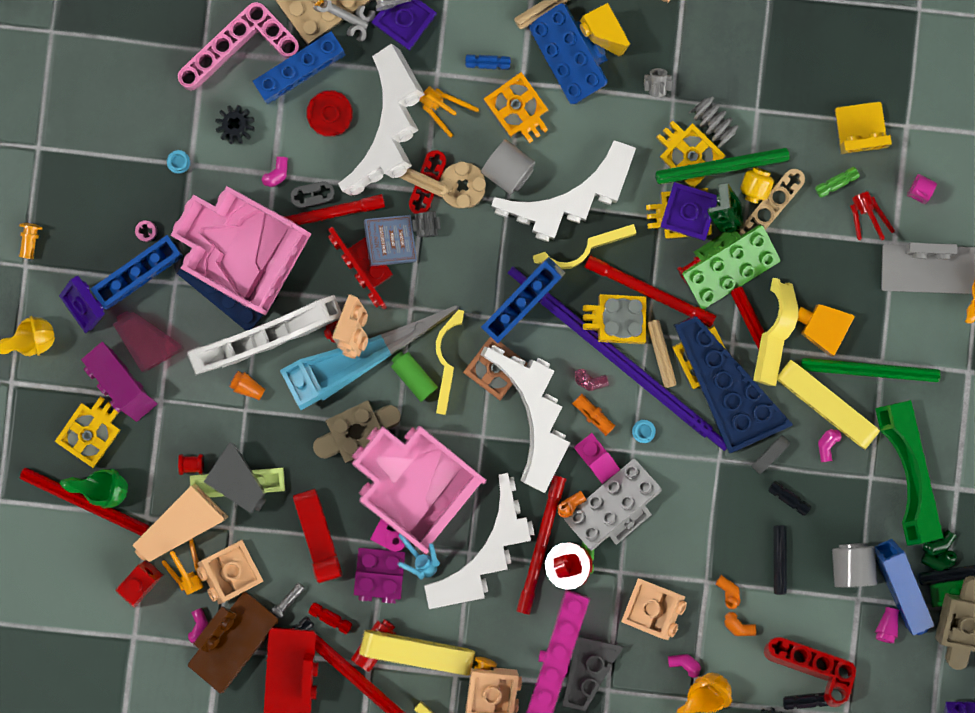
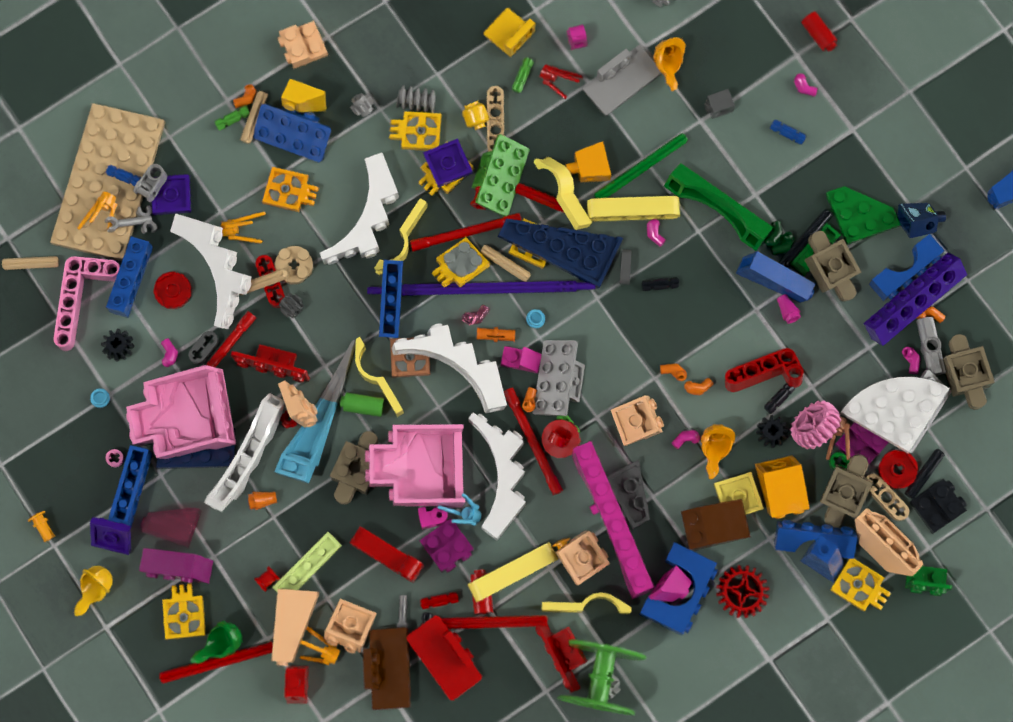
camera: 45 degrees left, 10 degrees down
(201, 623) = (359, 675): dark pink arm -> none
(236, 480) = (304, 563): dark grey slope -> none
(390, 240) = (276, 334): sand blue tile -> none
(488, 62) = (246, 178): blue axle -> none
(508, 167) = (313, 228): light grey piece -> none
(722, 166) = (444, 120): green axle -> none
(728, 213) = (471, 144): dark green bracket -> none
(780, 560) = (687, 325): black axle -> none
(854, 565) = (735, 288): light grey piece -> none

